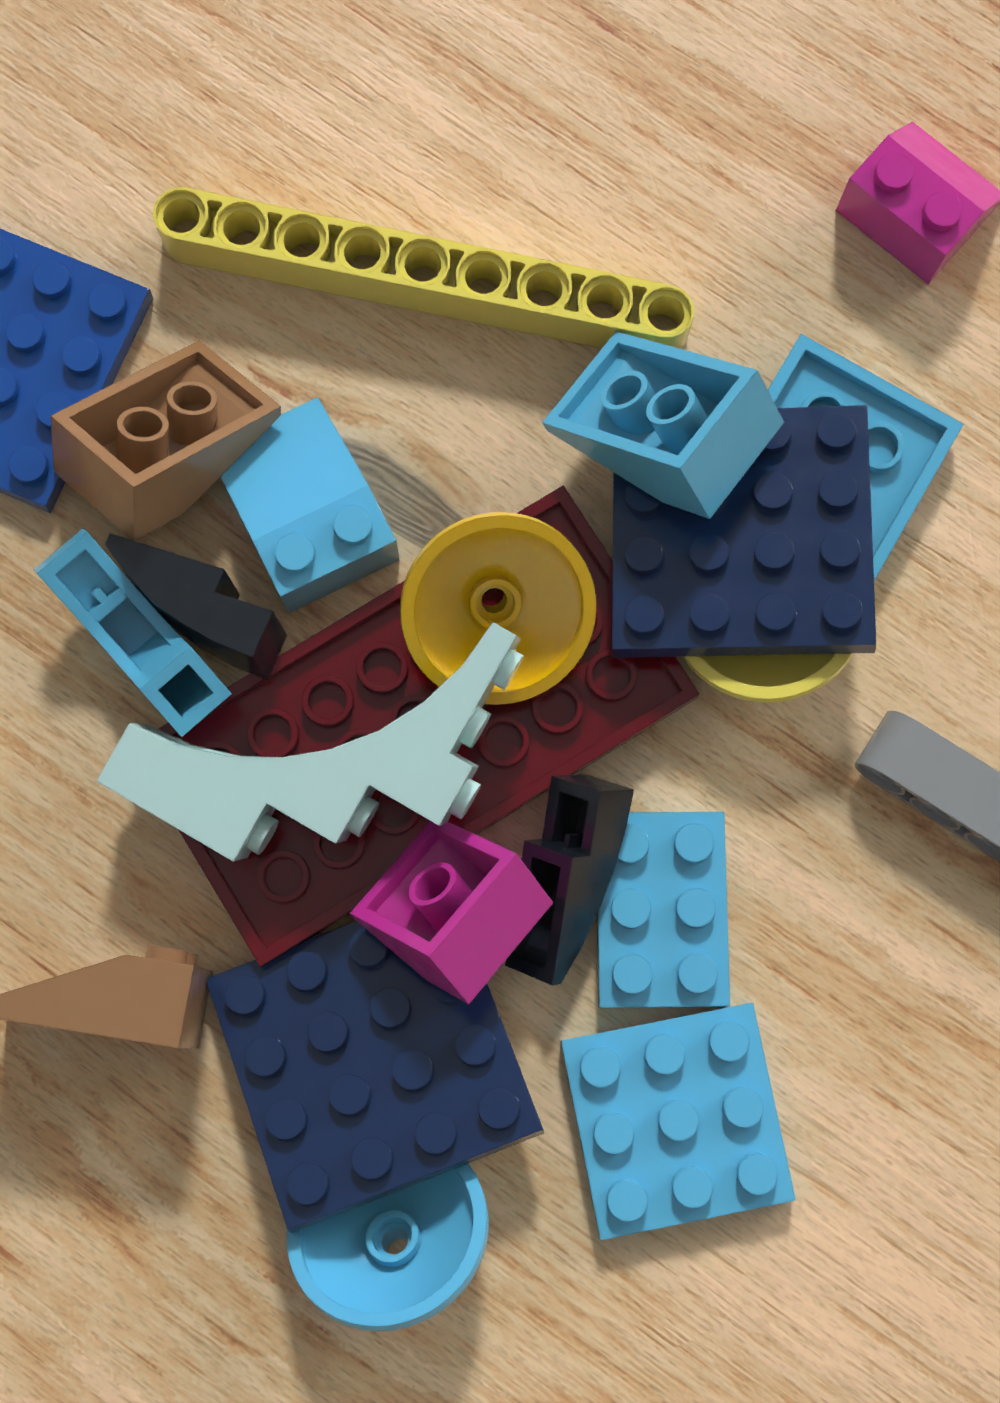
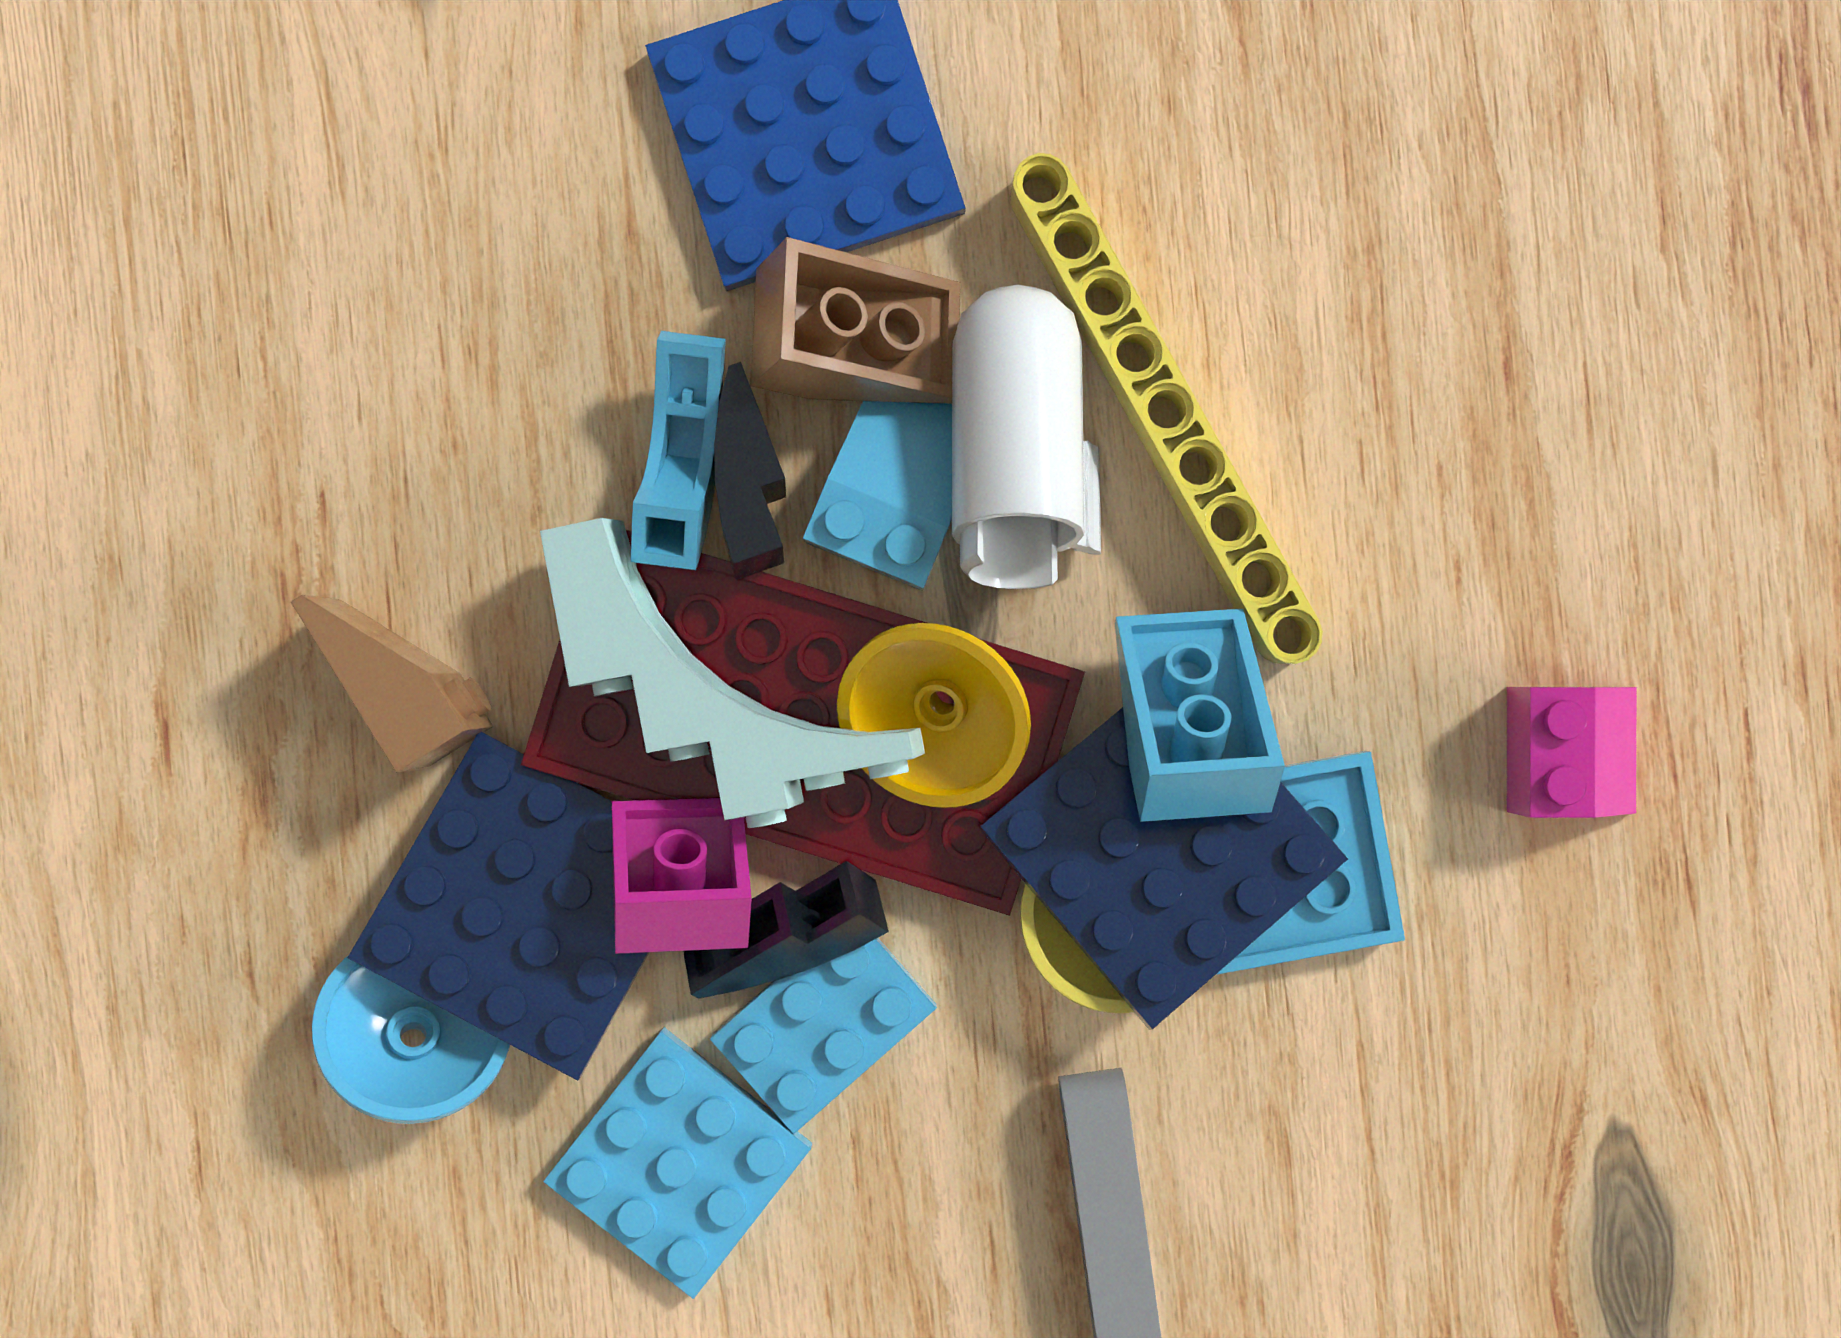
camera: 55 degrees right, 10 degrees up
(349, 379) = (1017, 440): none -> white piece

